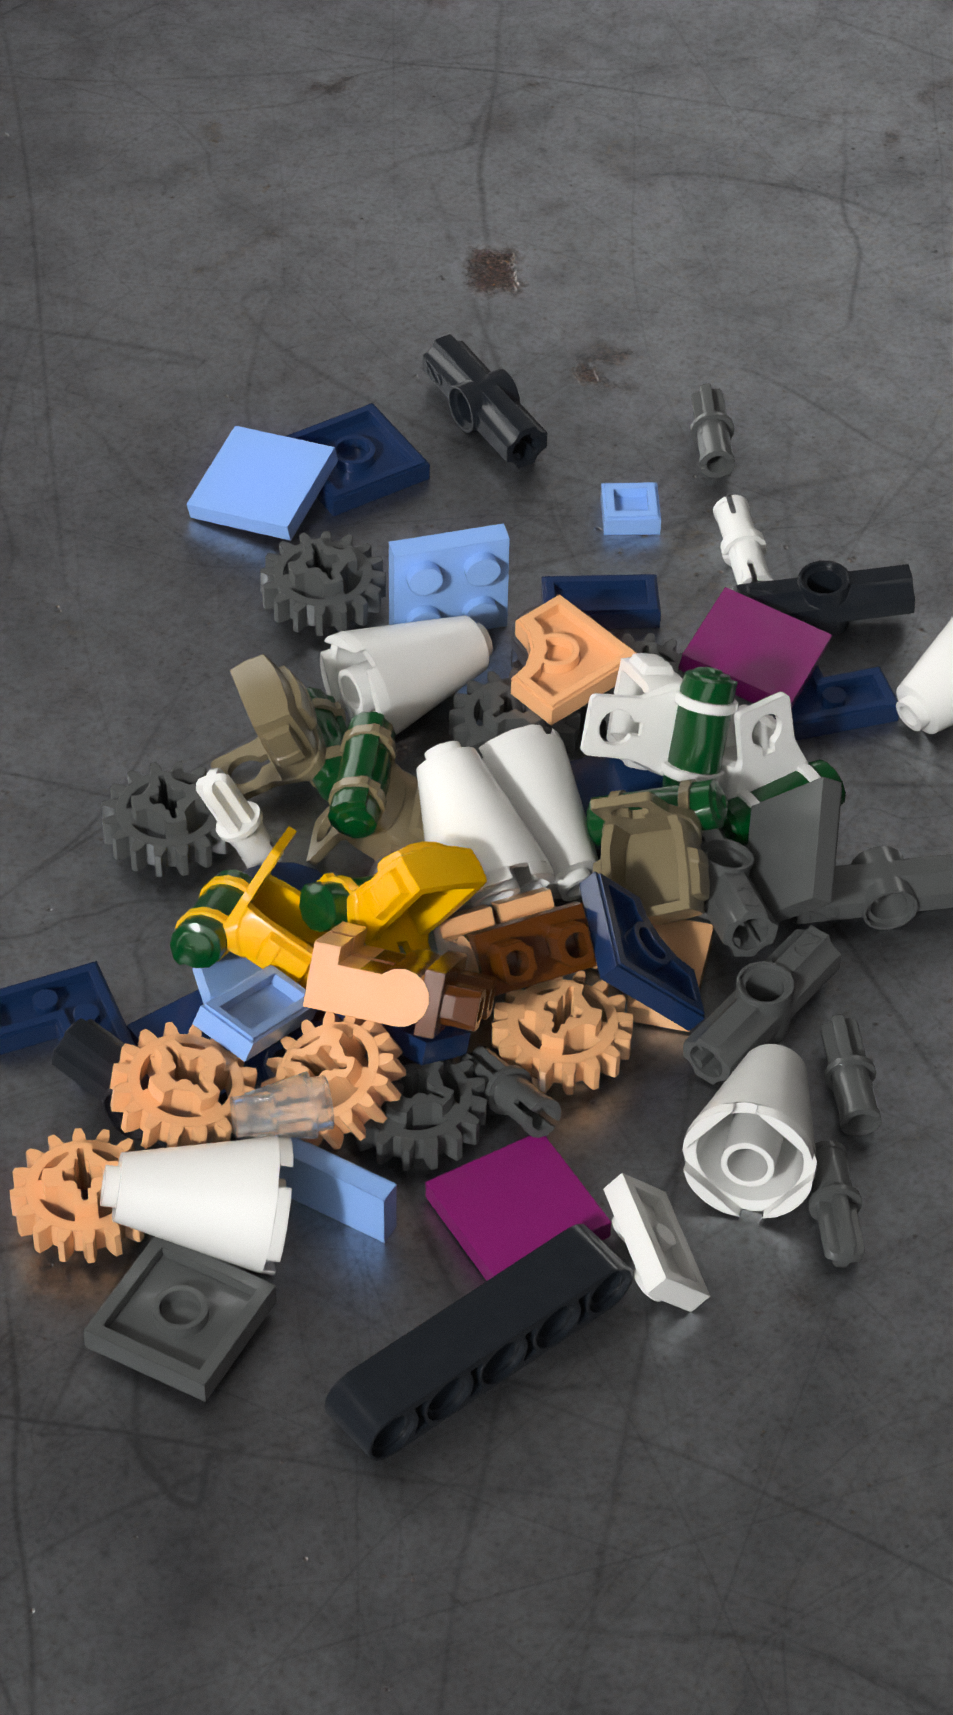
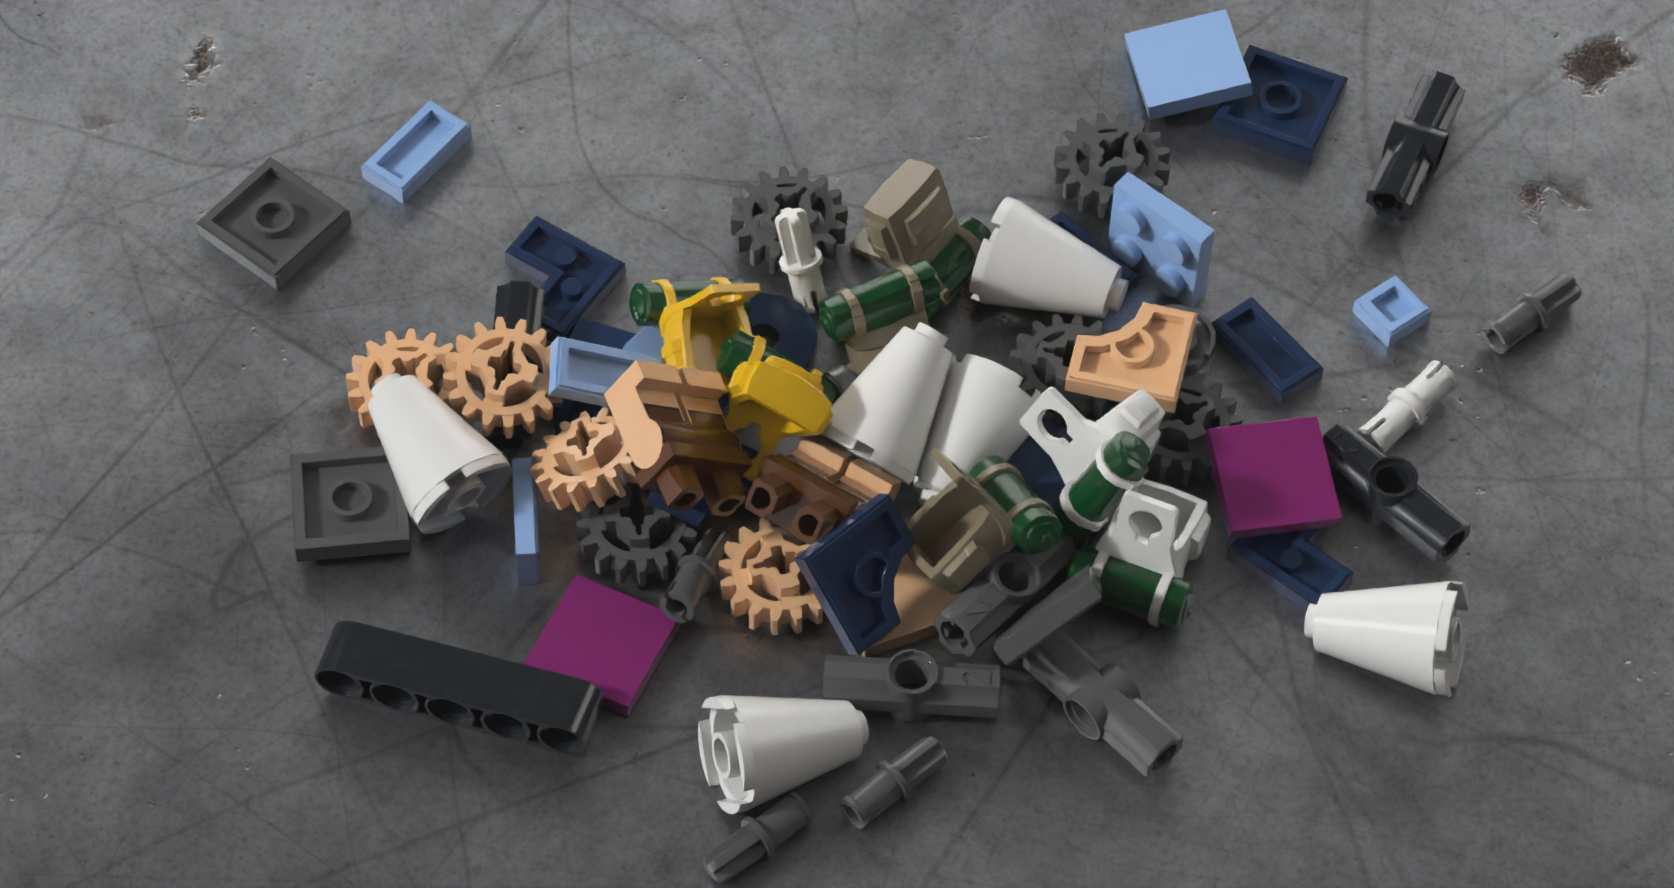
camera: 55 degrees right, 10 degrees up
(285, 1109) = (519, 443): clear cone -> none
(656, 1243) = (626, 743): white plate -> none

